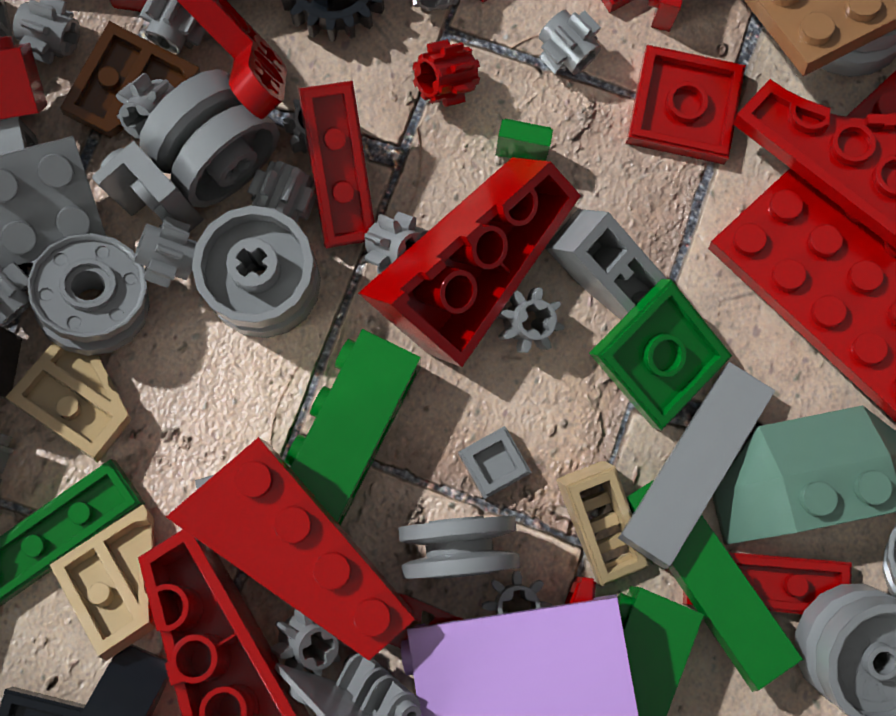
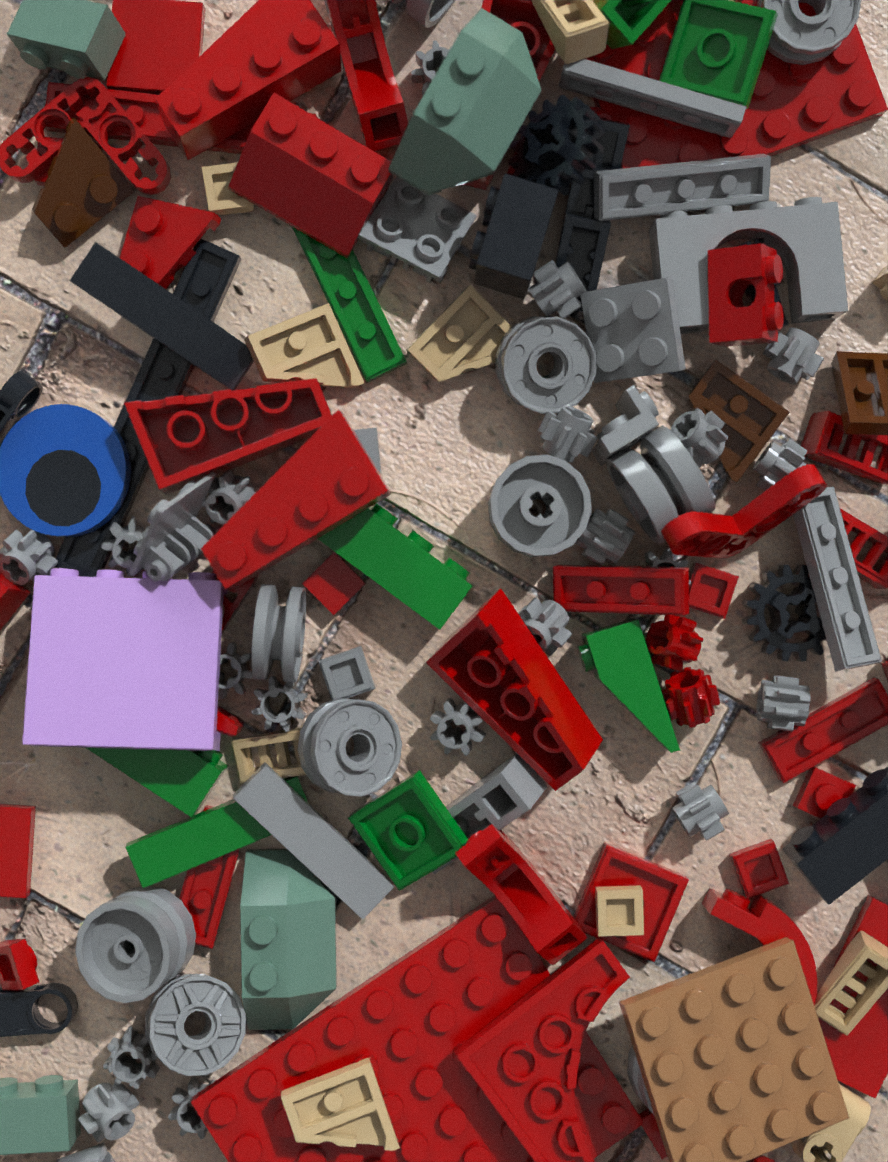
camera: 105 degrees right, 10 degrees up
(324, 68) = (711, 590): none -> red tile
(388, 86) = (673, 642): none -> red gear
(389, 497) = (333, 583): none -> red tile
(429, 147) = (626, 670): none -> green slope
(523, 140) = (616, 753): green tile -> none
(557, 526) = (284, 717): none -> light grey gear
(579, 466) = (374, 753): none -> light grey wheel
(699, 105) = (619, 911): none -> tan plate
(704, 211) = (523, 893): none -> red arch

